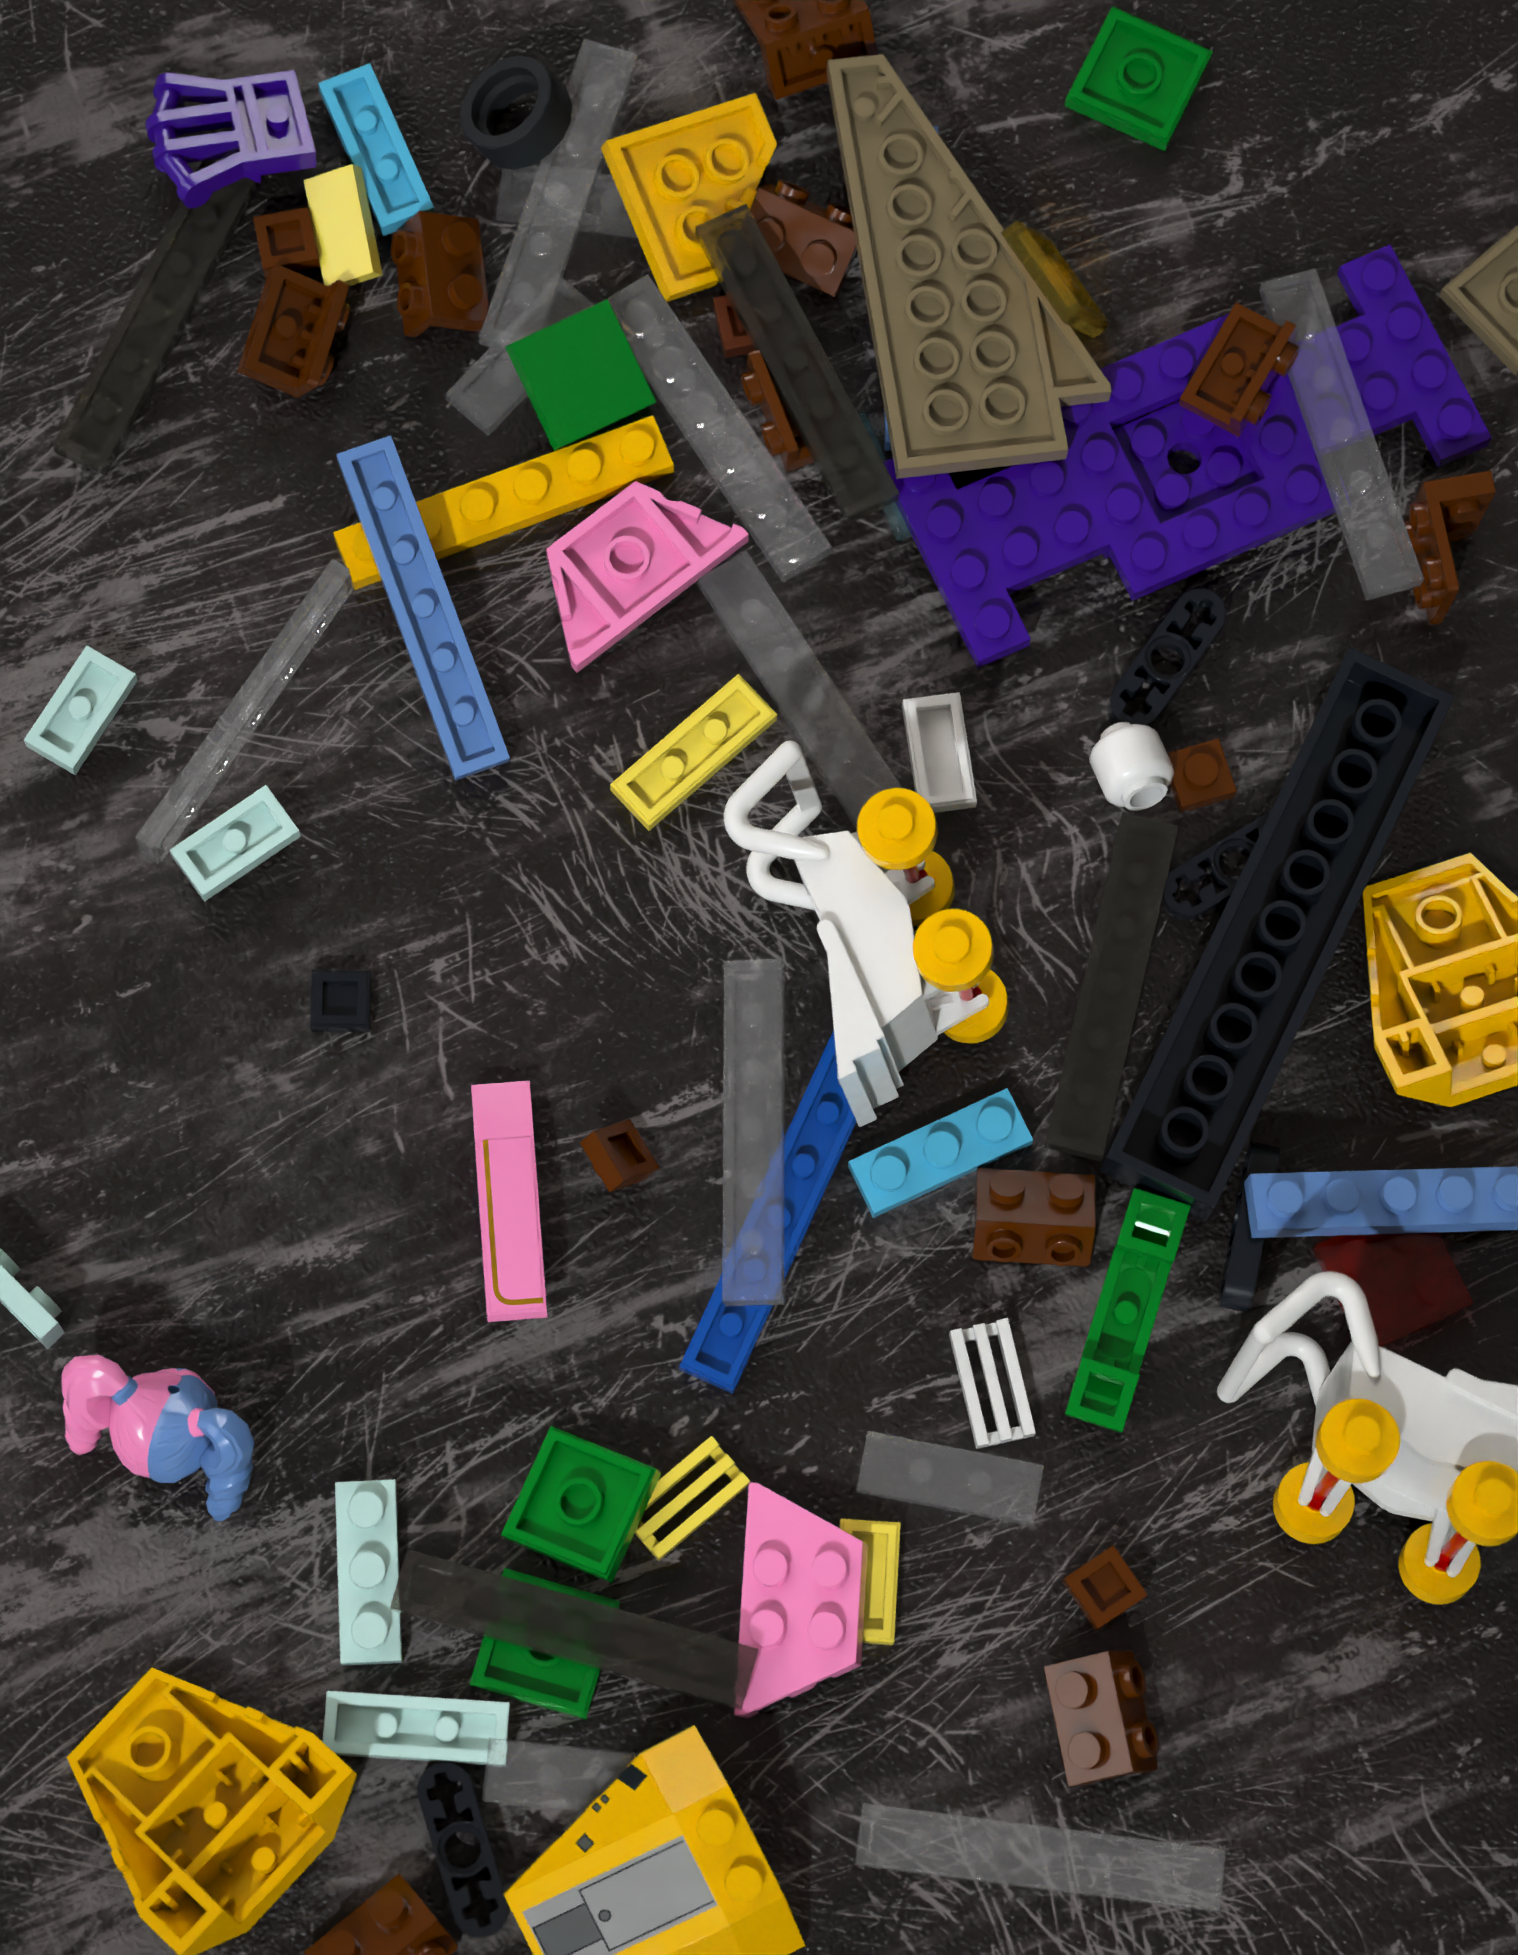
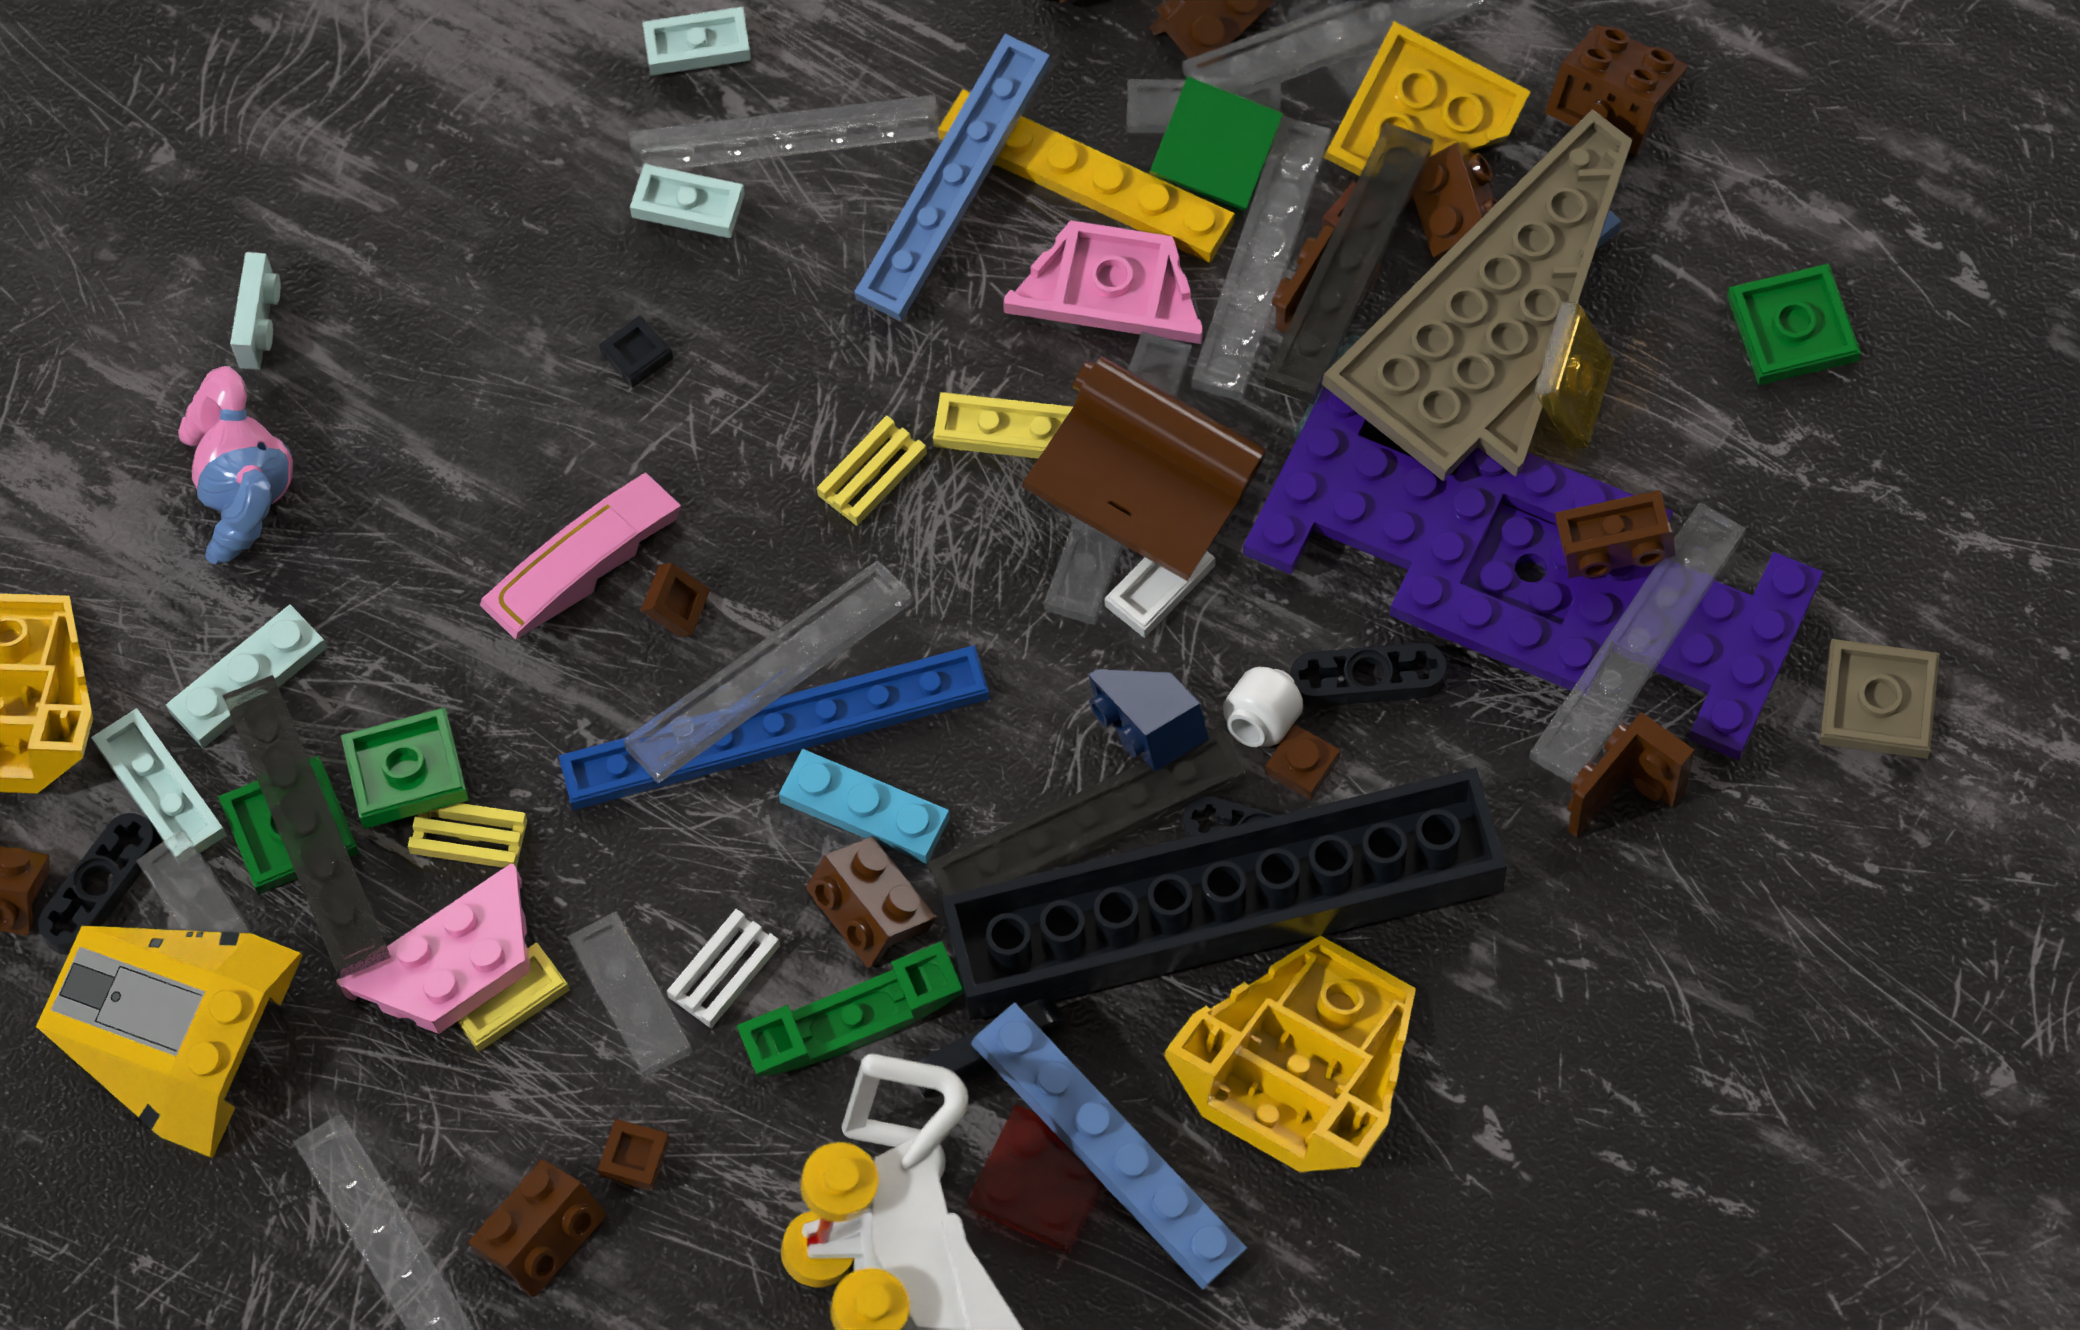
camera: 60 degrees right, 10 degrees down
(625, 852) = (860, 454): none -> light yellow tile
(839, 670) = (1144, 467): none -> reddish brown door
(869, 891) = (941, 618): white piece -> none
(1067, 857) = (1149, 712): none -> dark blue slope

